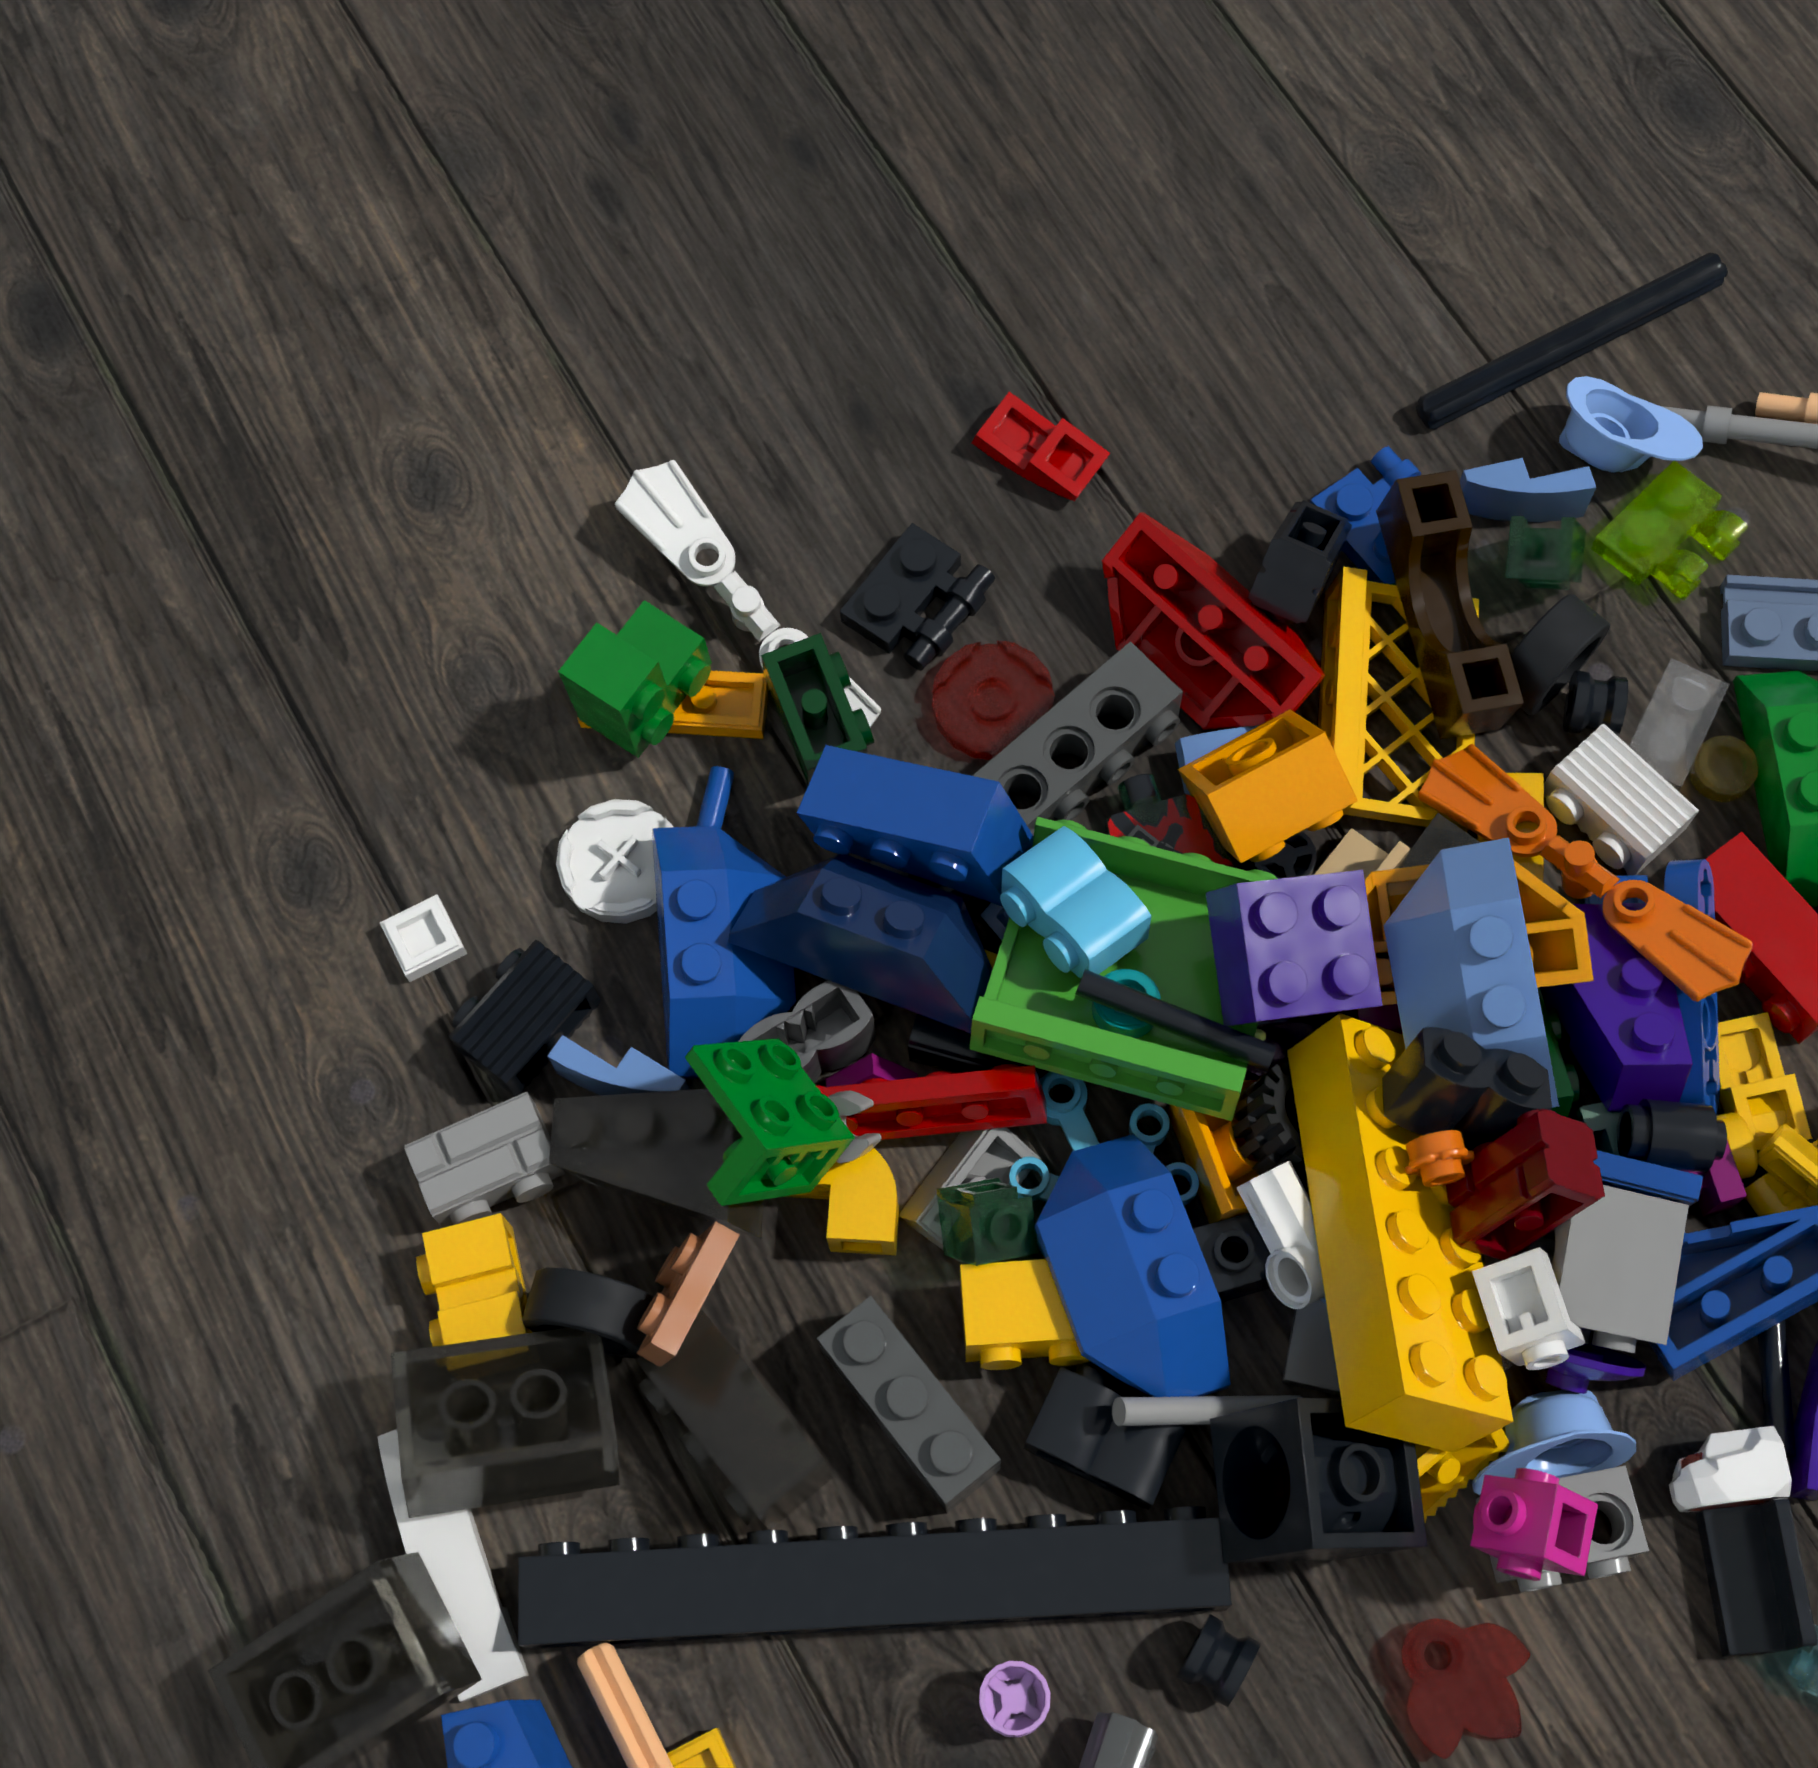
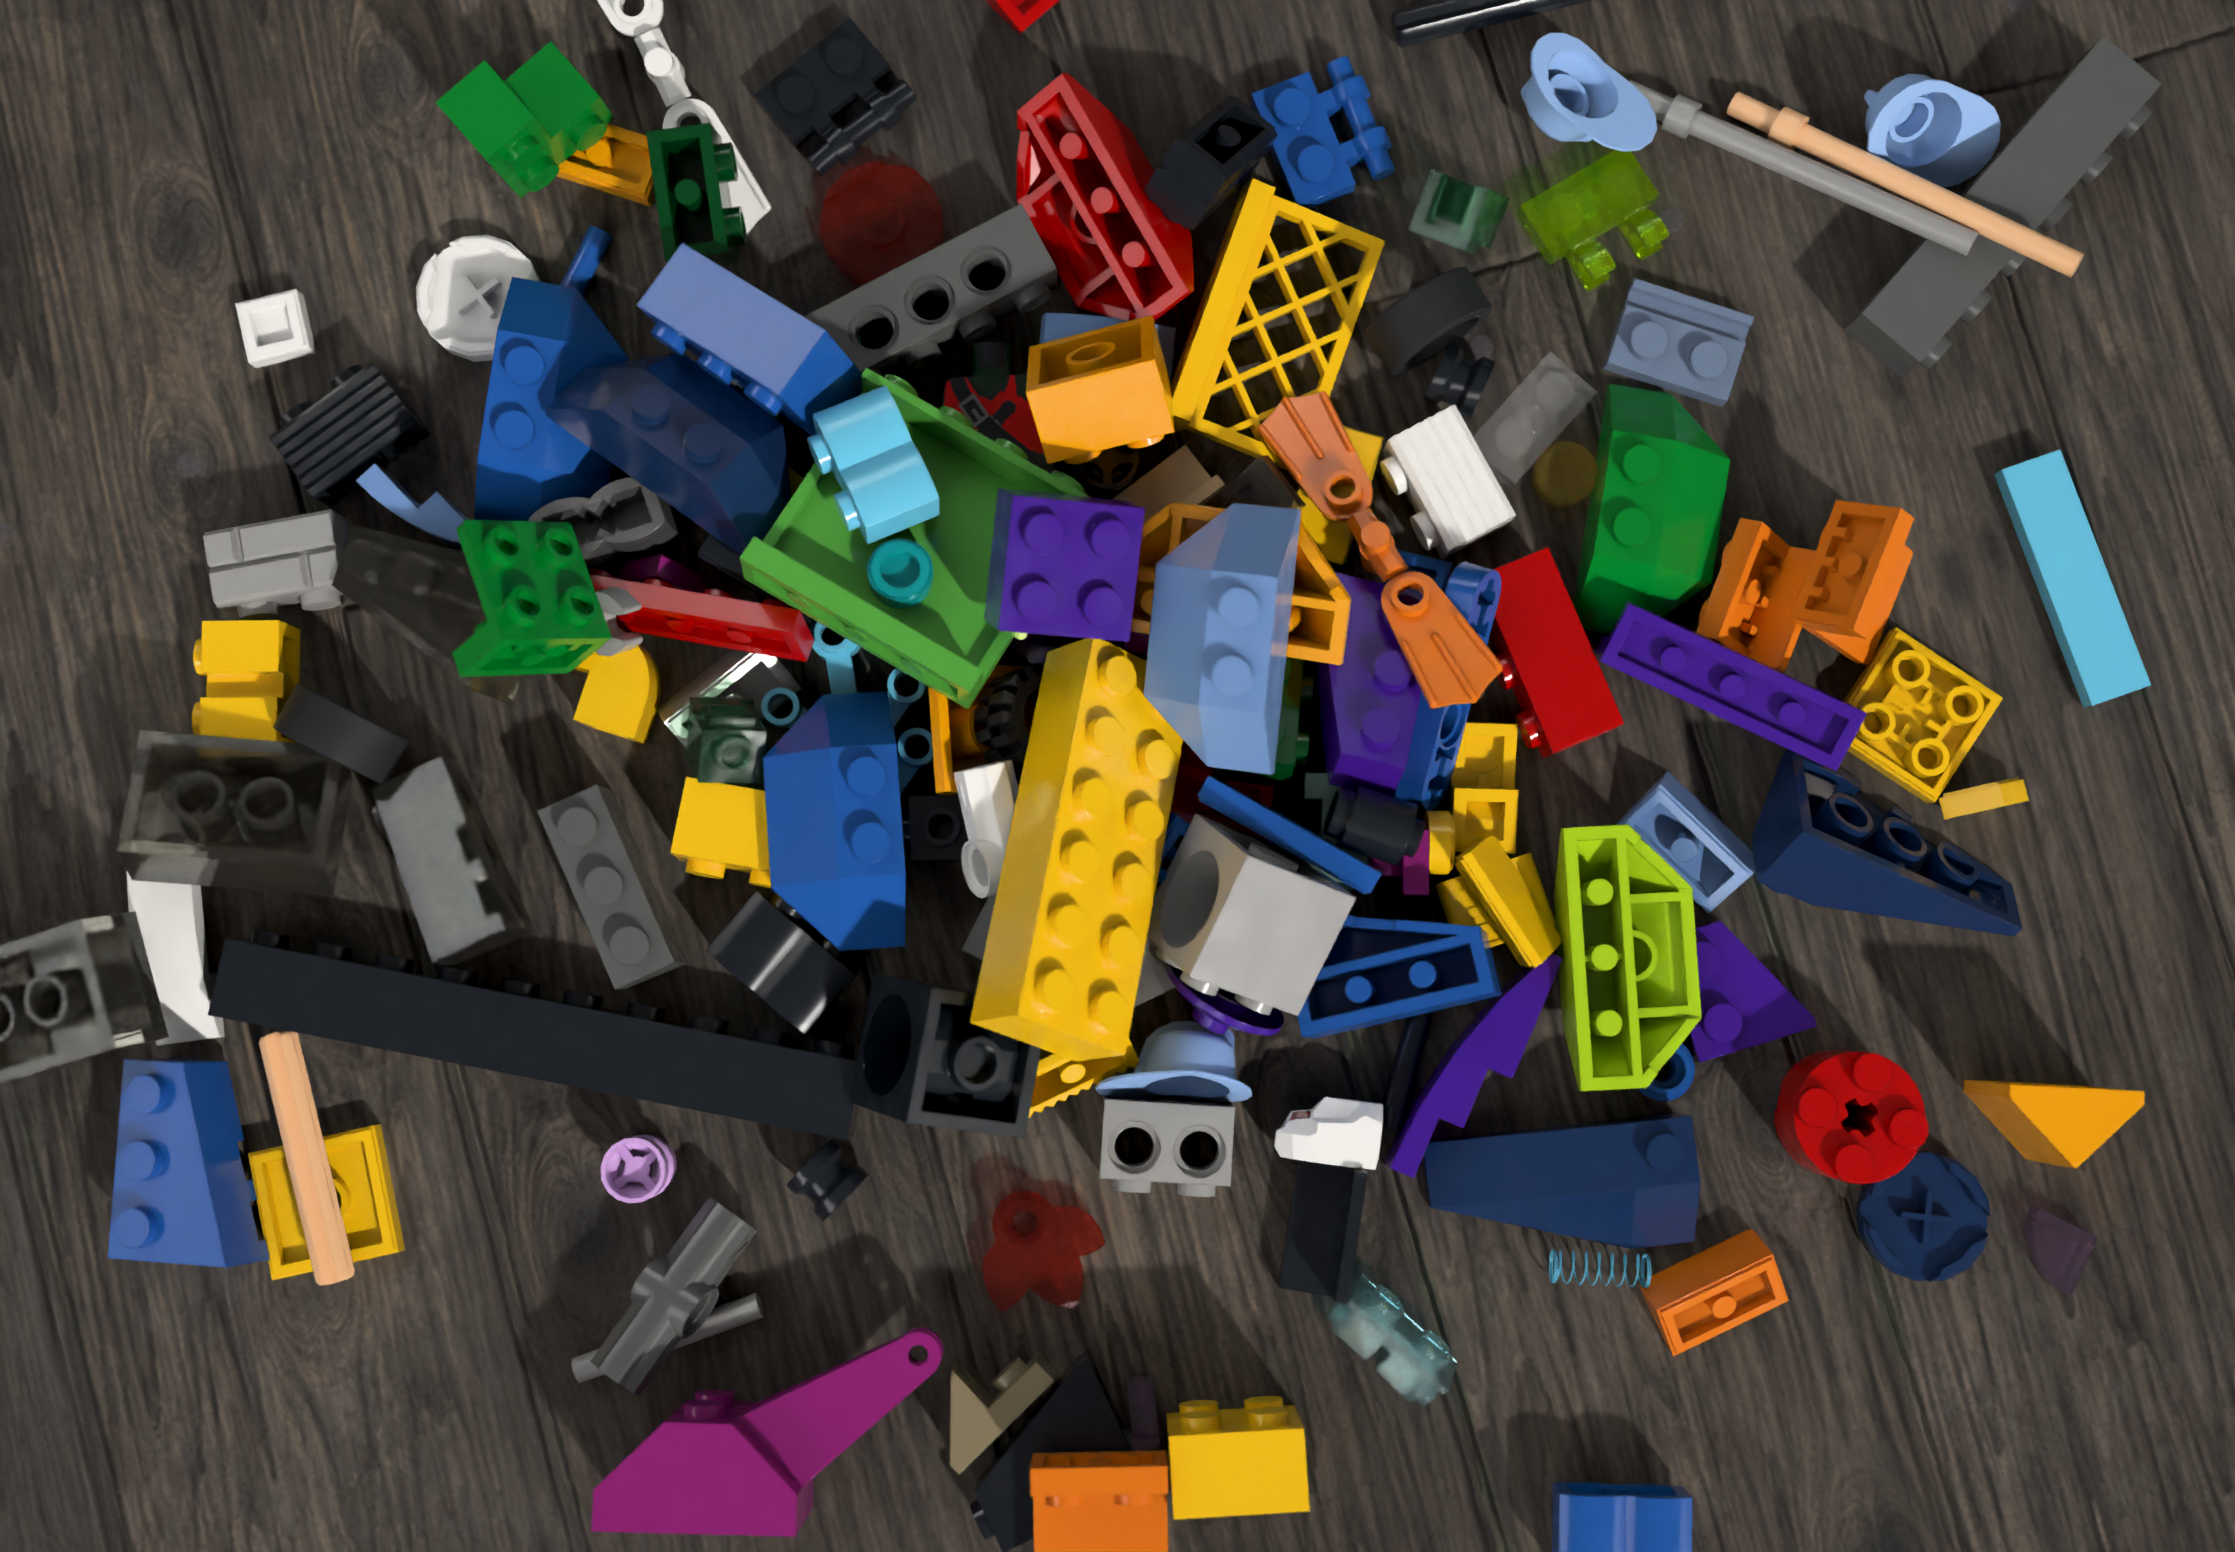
camera: 10 degrees right, 15 degrees up
(687, 1281) = (437, 721): nougat plate -> none
(1175, 1020) = (935, 603): black bar -> none
(1185, 1409) = (872, 961): light grey bar -> none
(1438, 1157) = (1132, 800): orange plate -> none
(1460, 1086) = (1170, 739): black brick -> none
(1462, 667) = (1337, 205): dark brown arch -> none
(1507, 491) = (1445, 137): medium blue slope -> none
(1525, 1184) = (1200, 845): dark red brick -> none
(1527, 1310) = (1166, 960): white bracket -> none
(1533, 1525) = (1110, 1143): dark pink brick -> none

